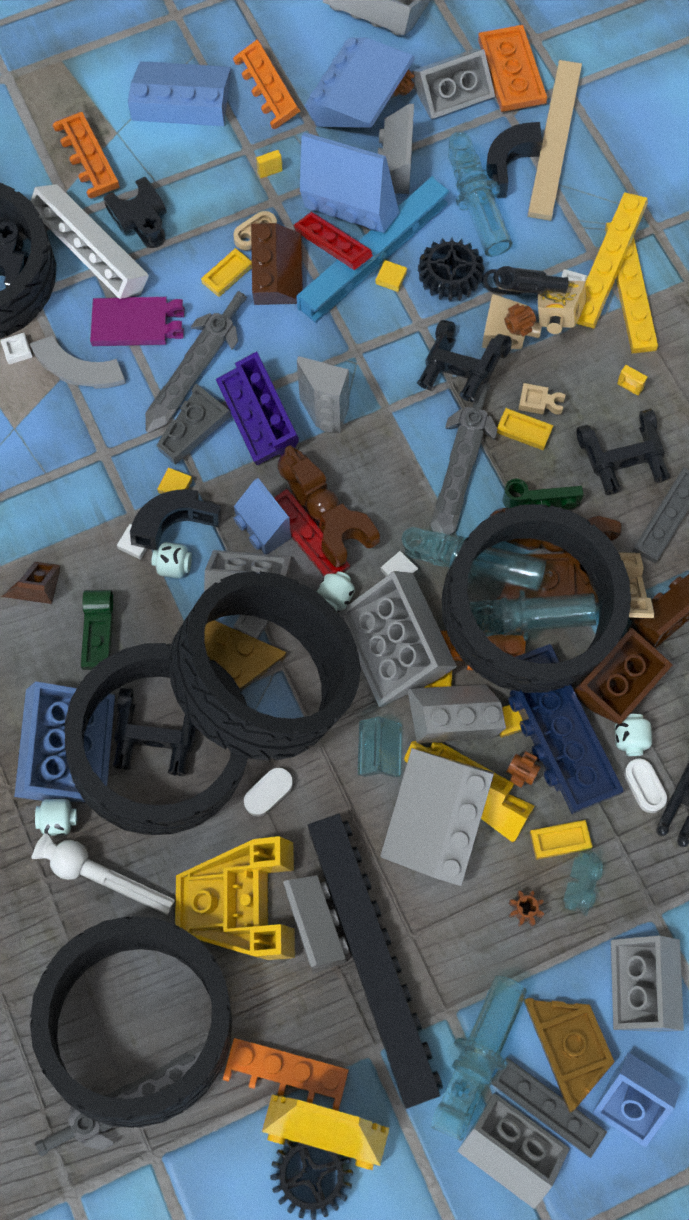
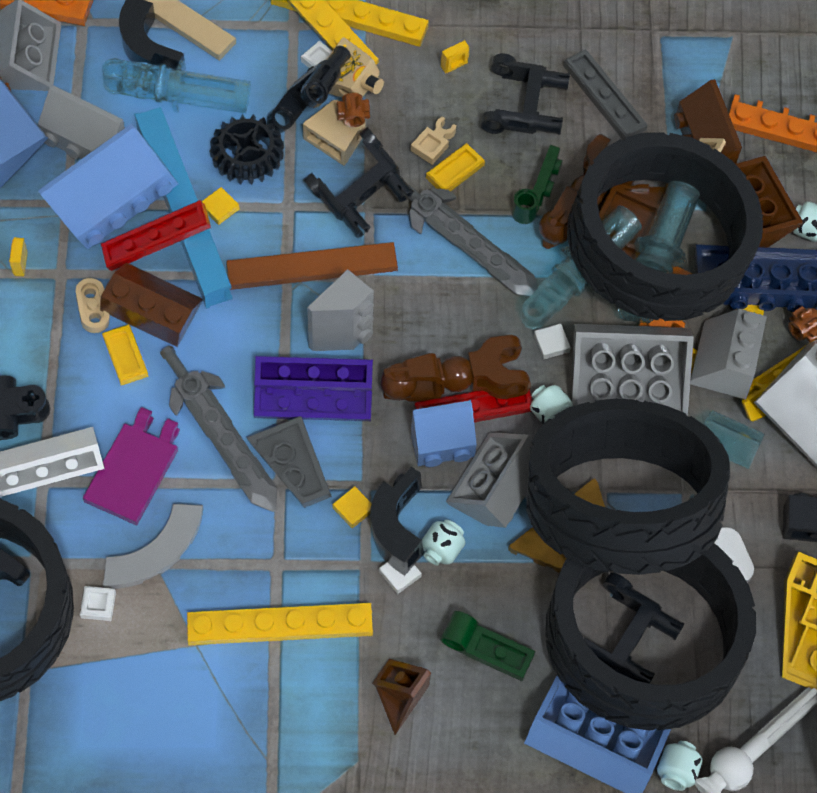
camera: 70 degrees left, 5 degrees down
(54, 477) = (279, 624): none -> yellow plate
(374, 364) = (311, 265): none -> dark orange tile

